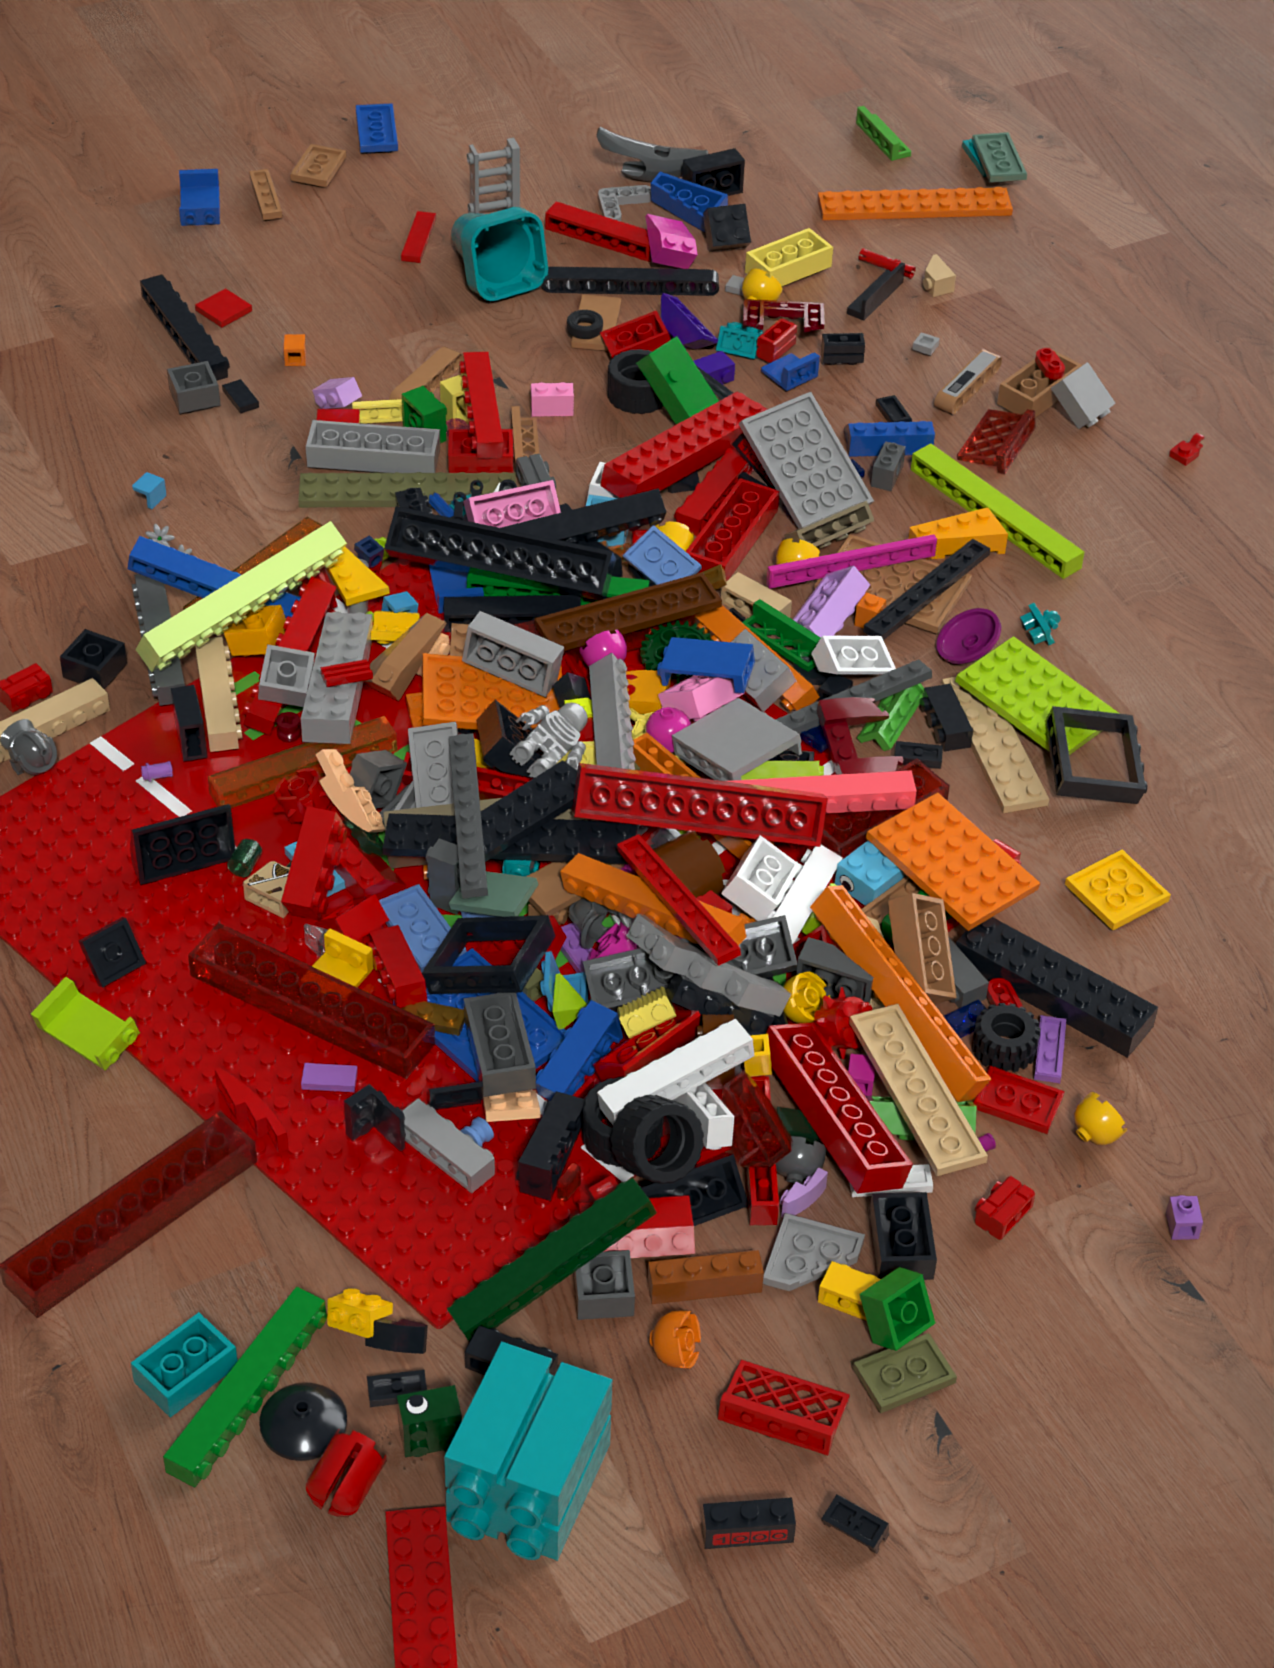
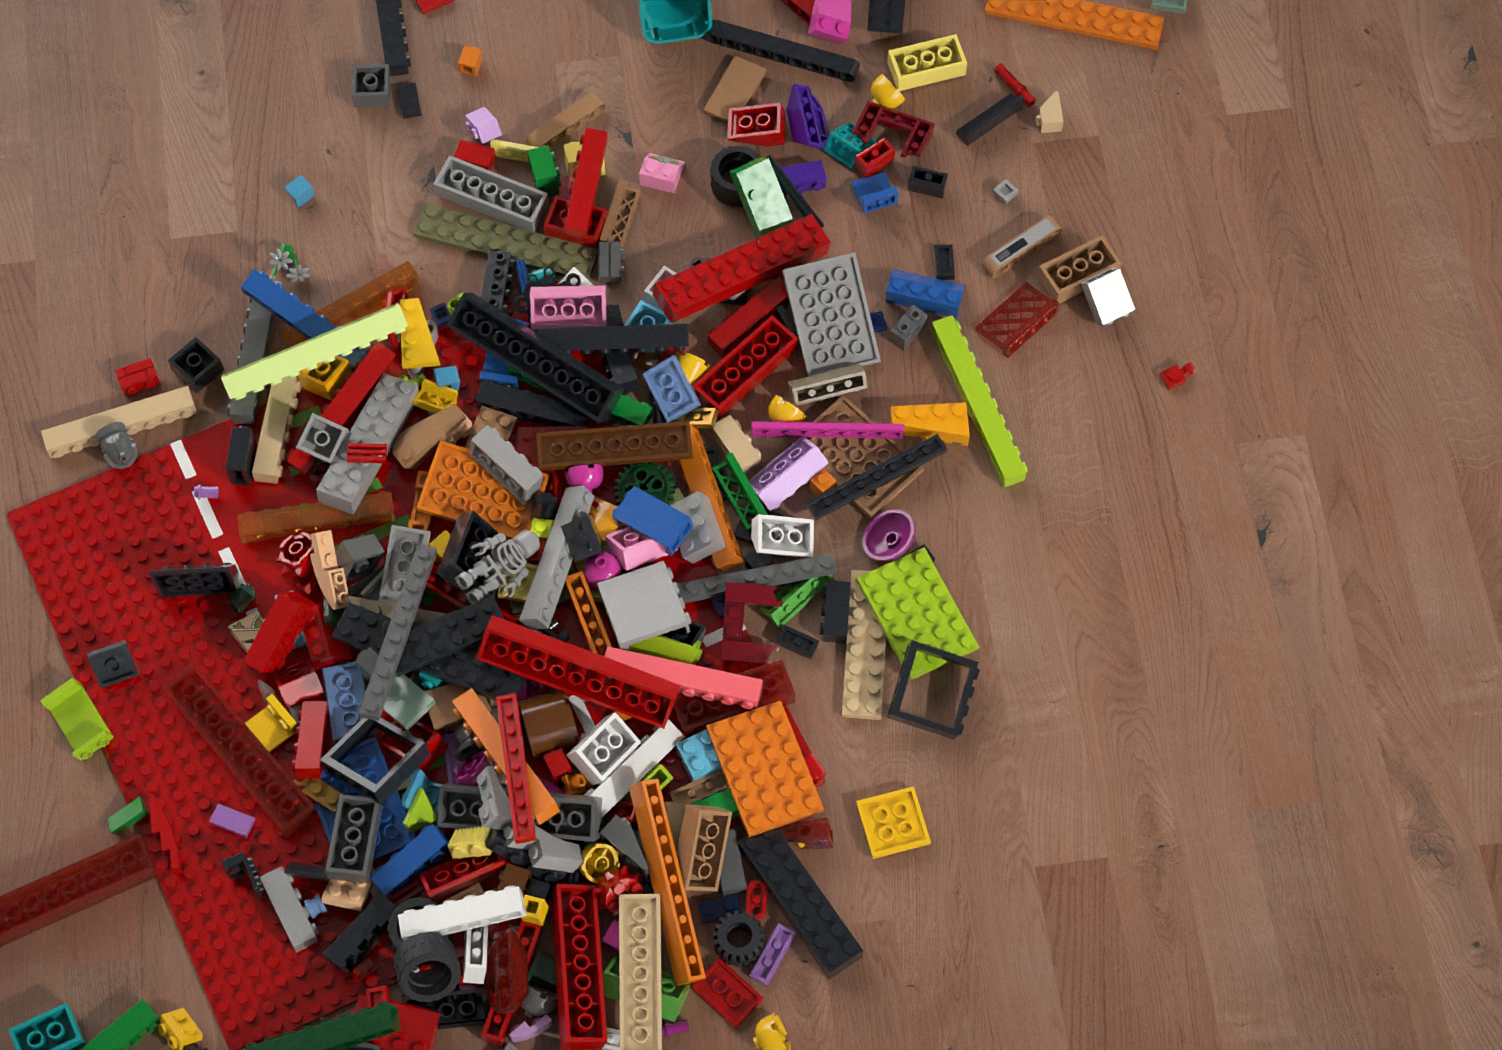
camera: 20 degrees right, 20 degrees up
(192, 1107) = (127, 816): none -> green slope
(584, 332) = (720, 105): black tyre -> none
(637, 692) = (583, 538): none -> black slope
(734, 285) = (870, 76): light grey tile -> none
(1038, 915) = (812, 834): none -> clear red torso
(1044, 624) = (960, 534): teal hips -> none
(1050, 363) = (1091, 254): red plate -> none

